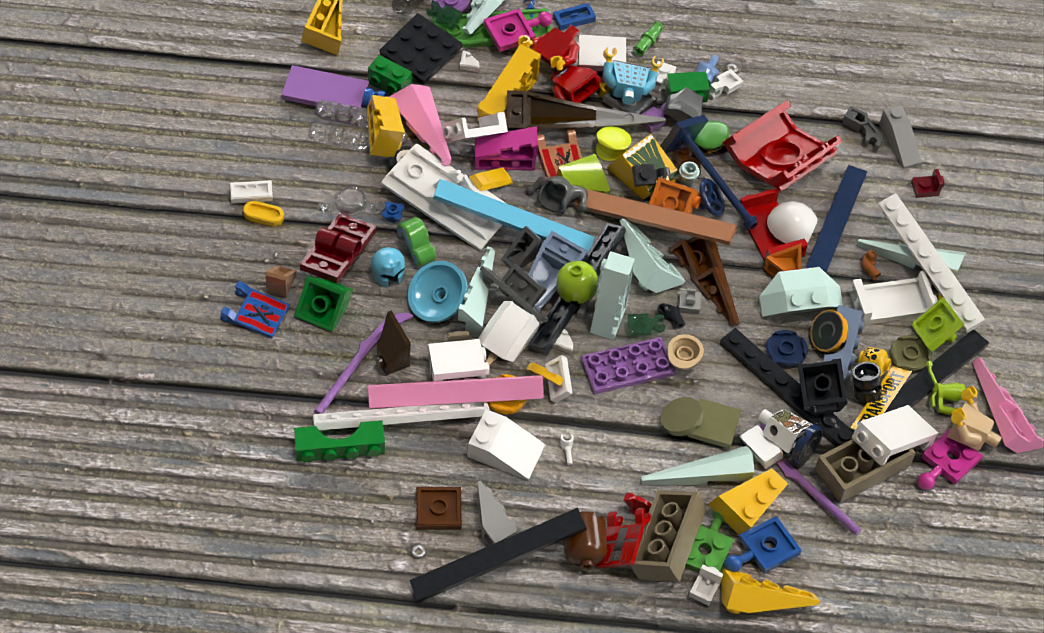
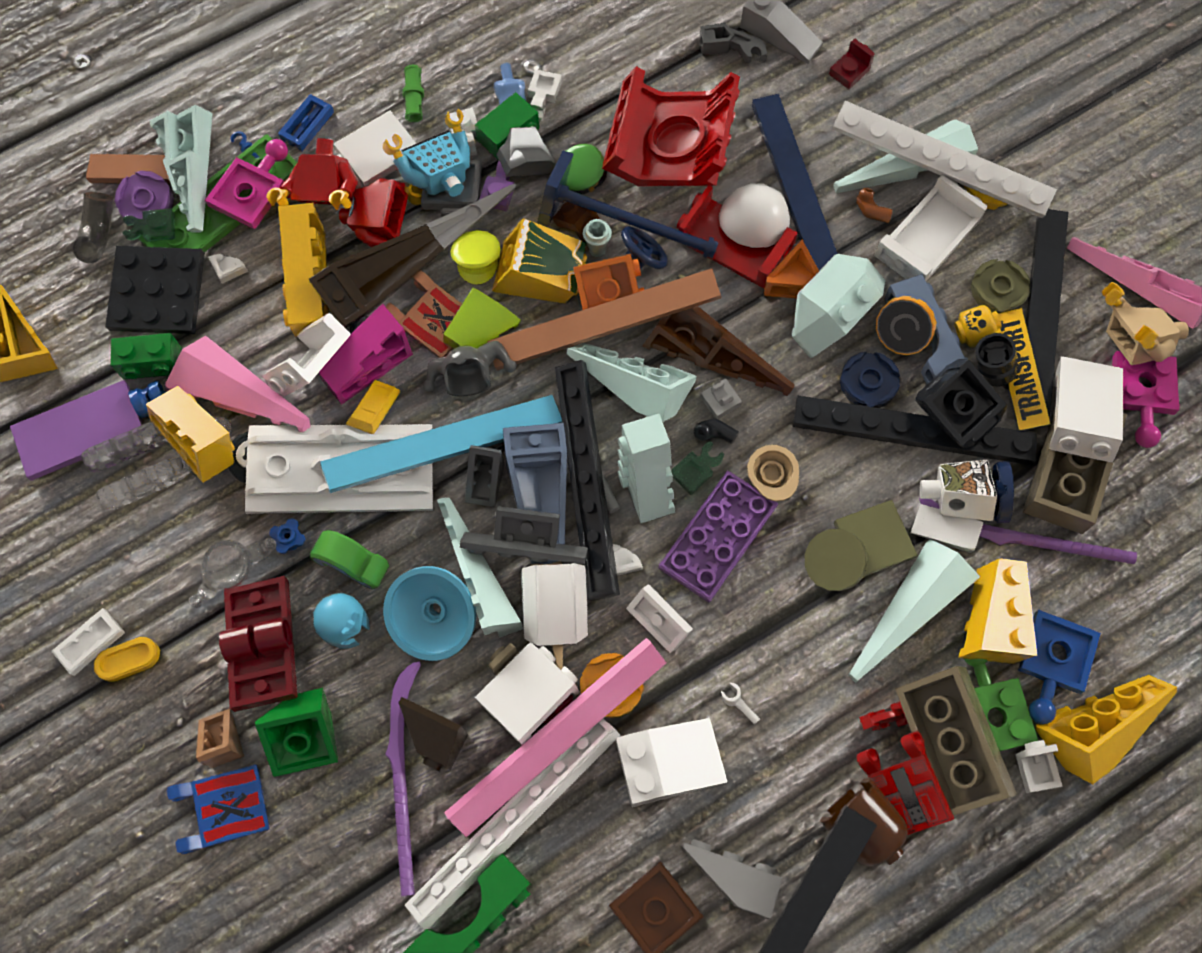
camera: 30 degrees left, 15 degrees up
(538, 370) = (640, 628): yellow tile -> none
(577, 282) = (587, 477): lime cylinder -> none
(646, 174) = (556, 274): black plate -> none
(938, 324) = (1011, 231): lime tile -> none
(947, 391) = (1082, 303): lime piece -> none

